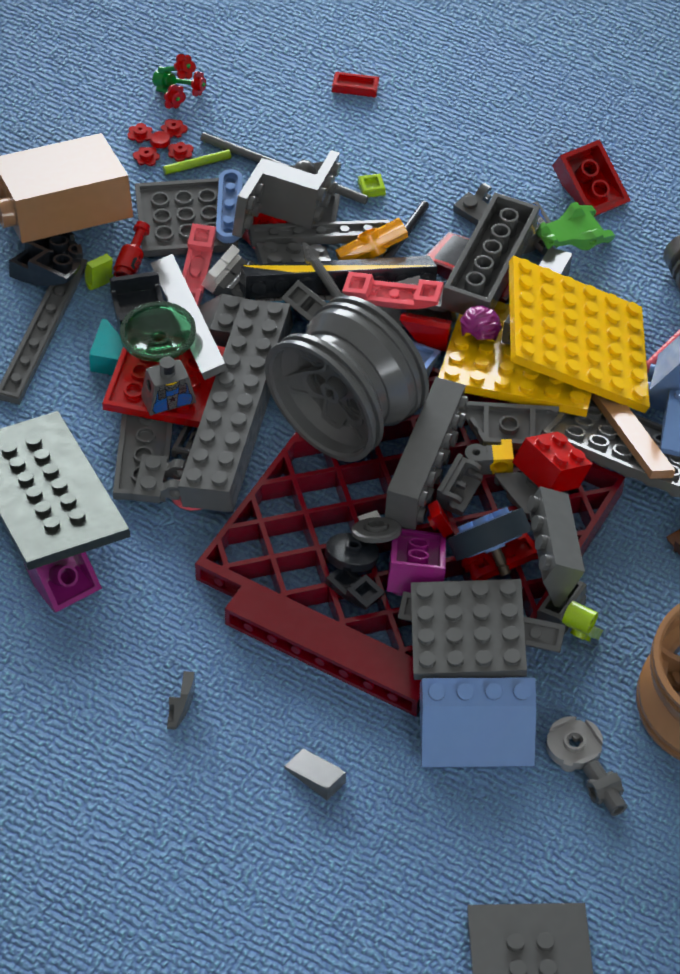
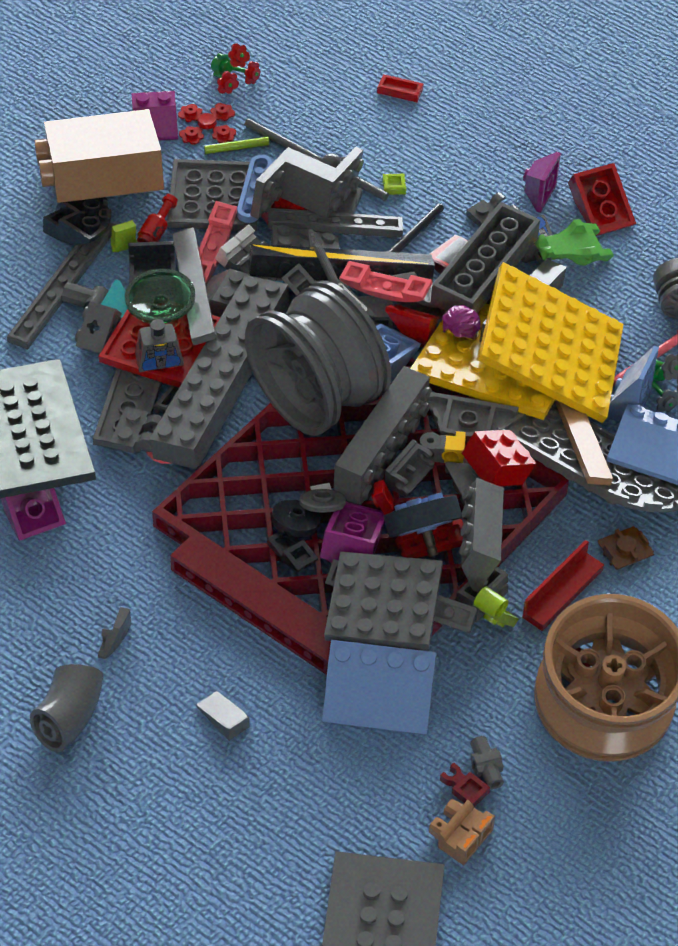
camera: 10 degrees right, 0 degrees up
(77, 343) = (82, 295): none -> dark grey piece
(89, 360) = (95, 316): none -> dark grey brick
(114, 130) = (162, 111): none -> magenta slope
(149, 786) = (67, 705): none -> dark grey brick
(373, 241) = (382, 236): light orange piece -> none
(525, 165) = (542, 180): none -> magenta slope
(573, 757) = (464, 731): light grey plate -> none
(590, 817) = (465, 787): none -> dark red plate
(599, 863) = (463, 832): none -> medium nougat hips
(640, 592) = (561, 587): none -> red panel

